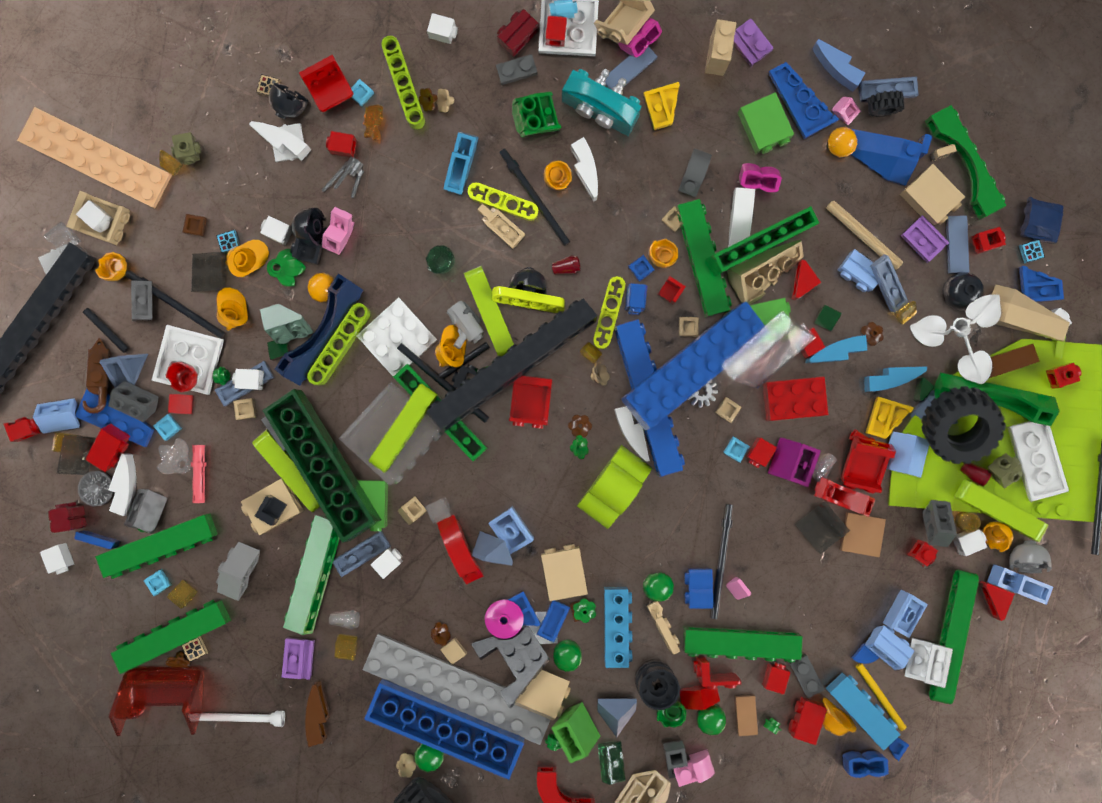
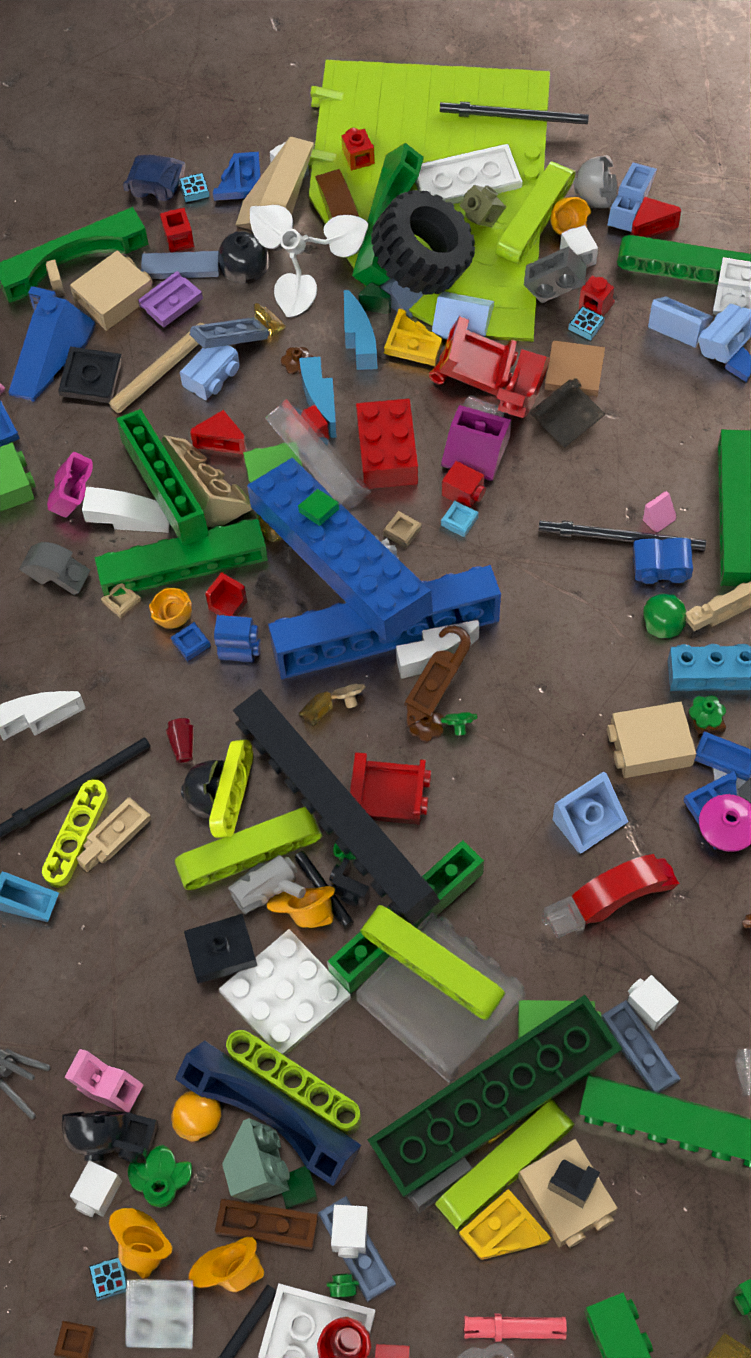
camera: 90 degrees left, 25 degrees down
(236, 570) = (682, 1248): light grey brick -> none
(244, 409) = (400, 1248): tan tile -> none
(253, 468) = (503, 1229): none -> yellow wing
(255, 333) = (266, 1224): none -> reddish brown plate
(412, 510) = (566, 969): tan slope -> none
(423, 297) = (220, 948): none -> black plate
(435, 376) = (345, 931): black bar -> none
(440, 259) = (161, 921): clear green hair -> none
(491, 549) = (619, 837): sand blue slope -> none
(557, 175) = (42, 751): light orange hair -> none
(605, 432) = (436, 677): none -> reddish brown plate
(611, 313) = (257, 679): neon yellow beam -> none
(615, 487) = (522, 669): lime brick -> none
(688, 326) = (280, 579): tan tile -> none
(720, 351) = (318, 507): none -> green tile
(827, 317) = (267, 403): dark green slope -> none
(842, 142) = (28, 391): light orange hair -> none
(857, 185) = (90, 374): none -> black plate
(902, 544) = (586, 323): none -> medium azure tile
(963, 519) = (550, 244): clear yellow wheel -> none
(976, 473) = (487, 238): dark red cone -> none

